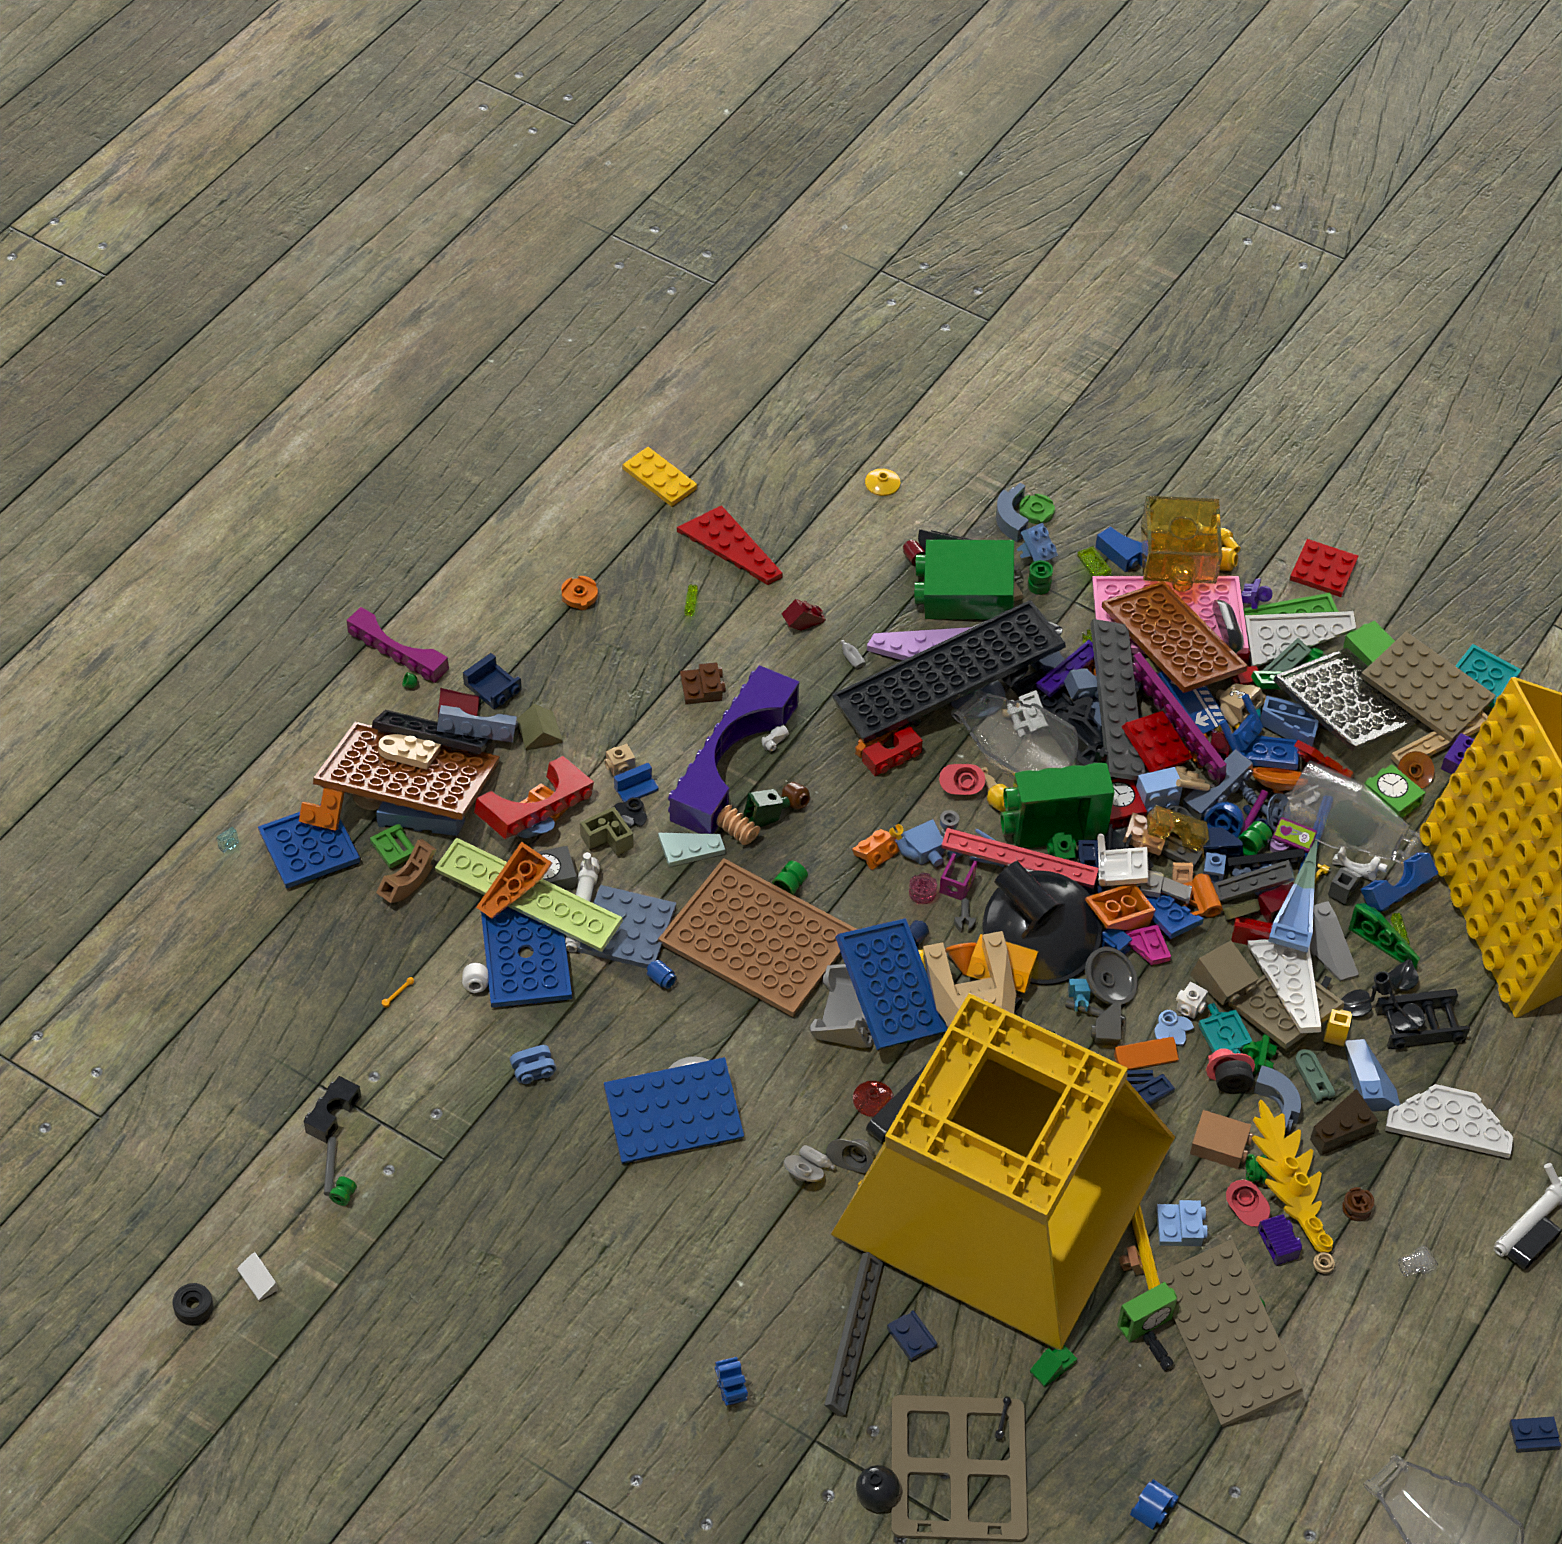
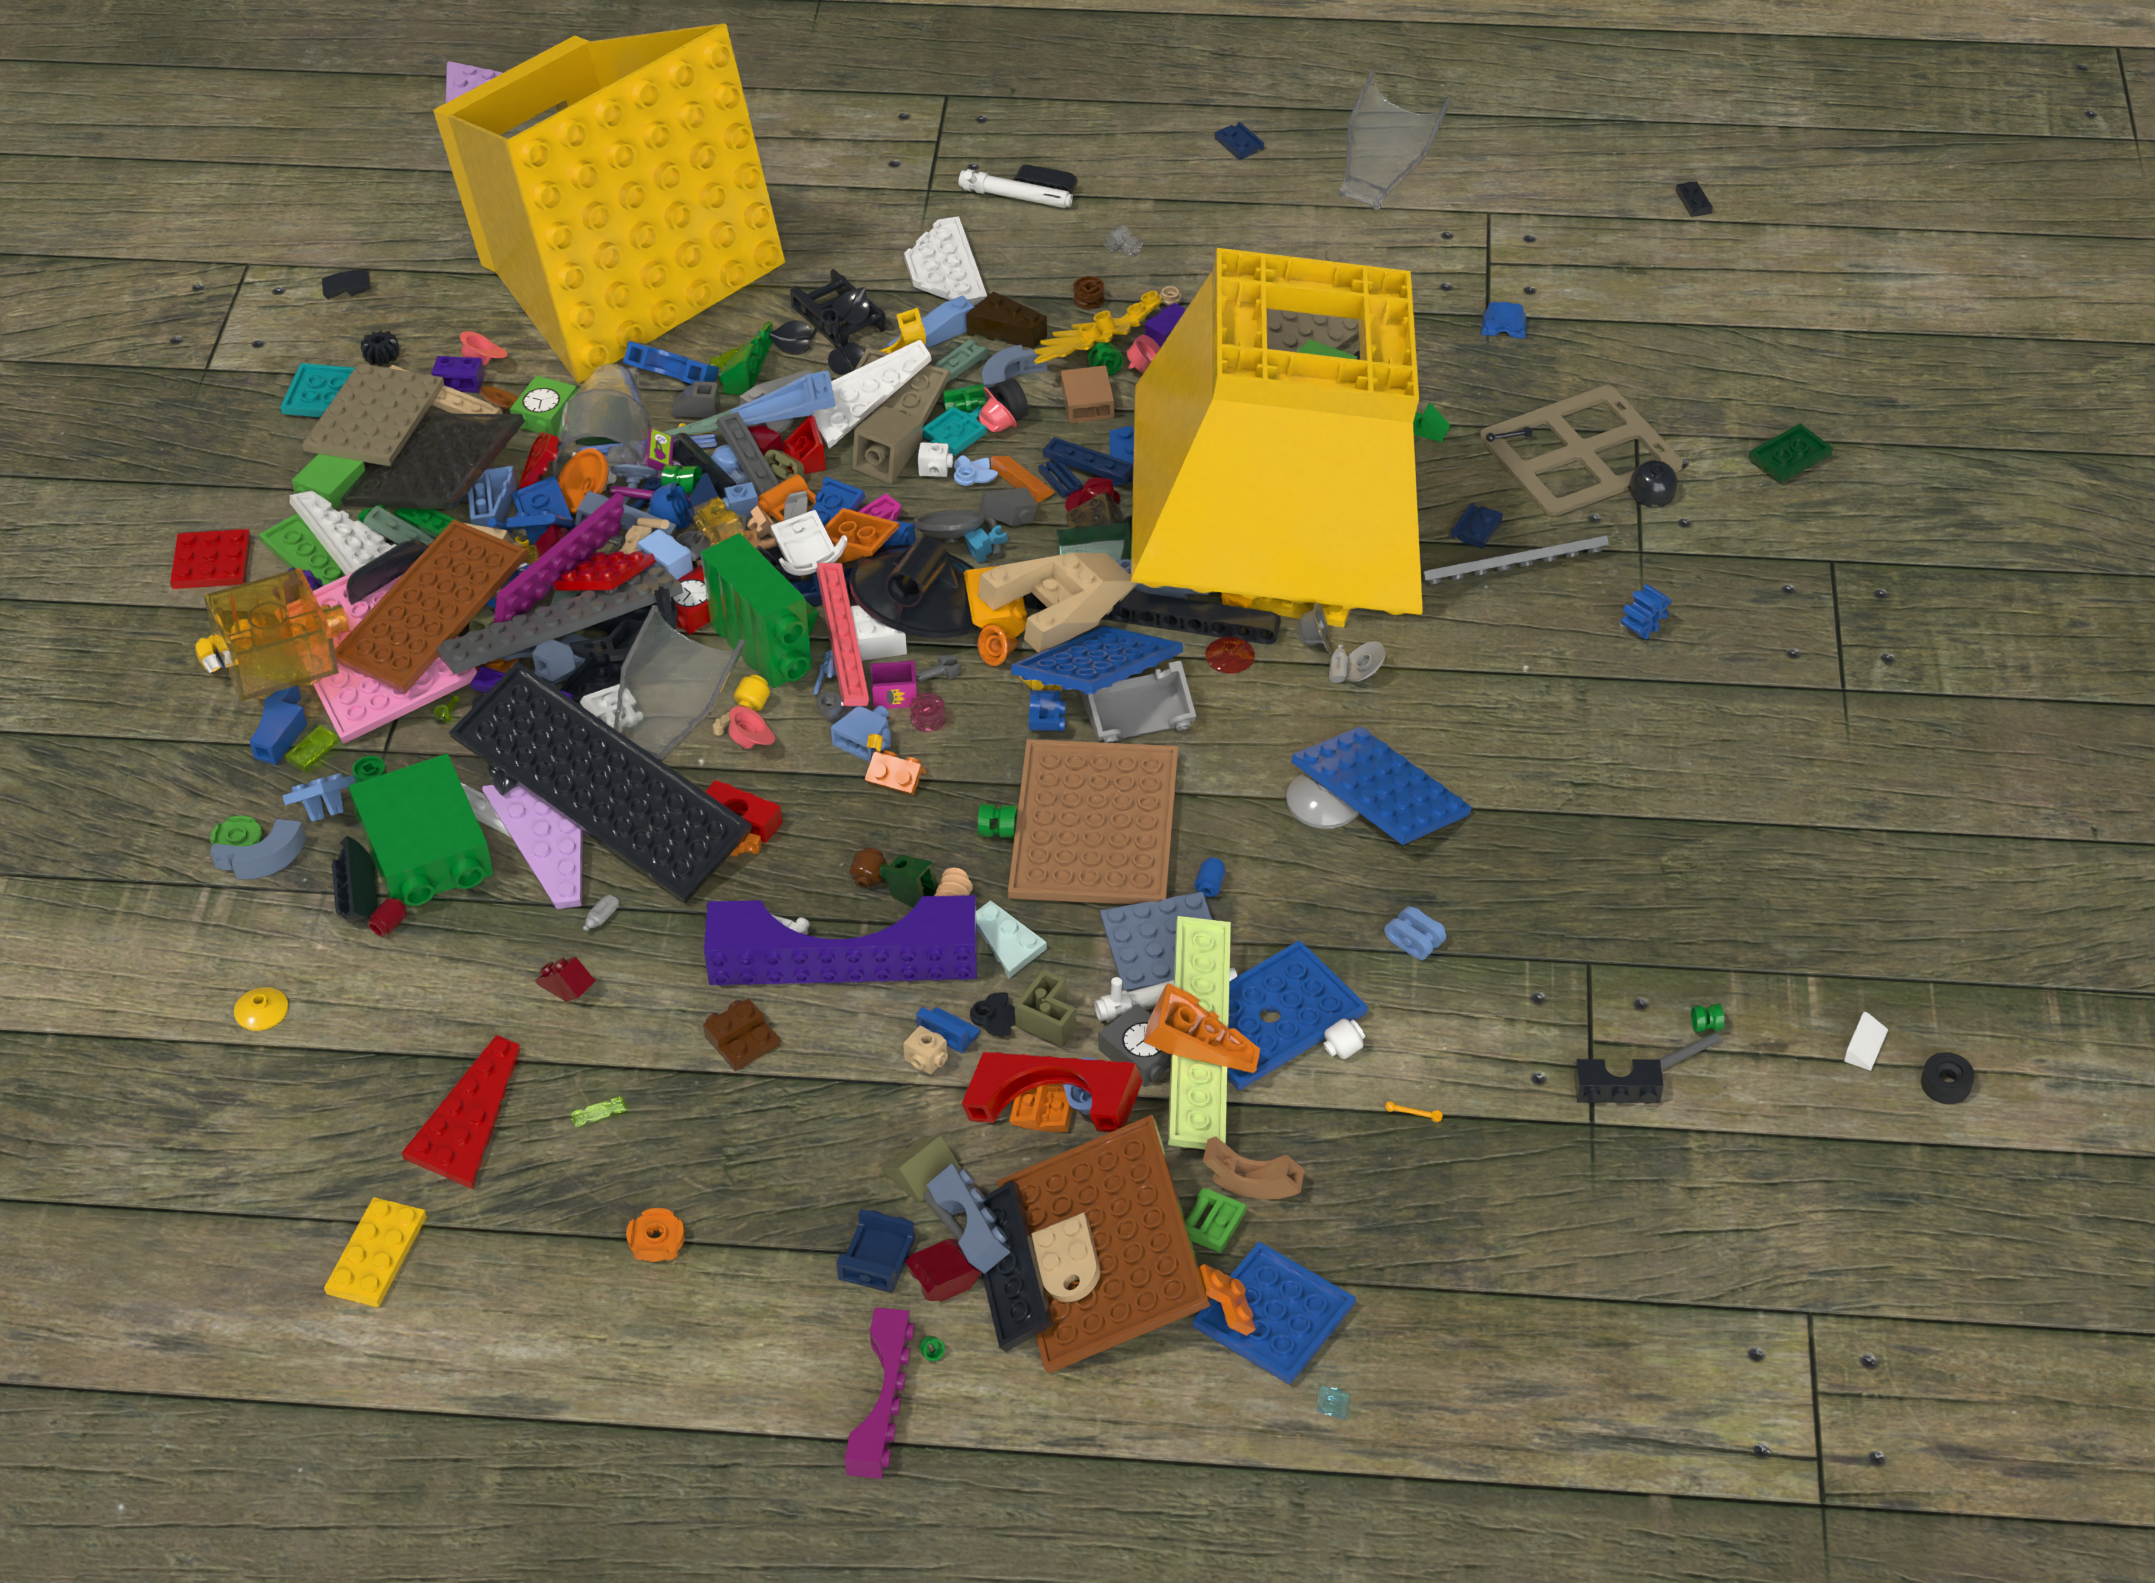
camera: 115 degrees left, 5 degrees down
(919, 931) = (997, 693): dark blue brick -> none
(1369, 870) = (665, 394): white animal -> none

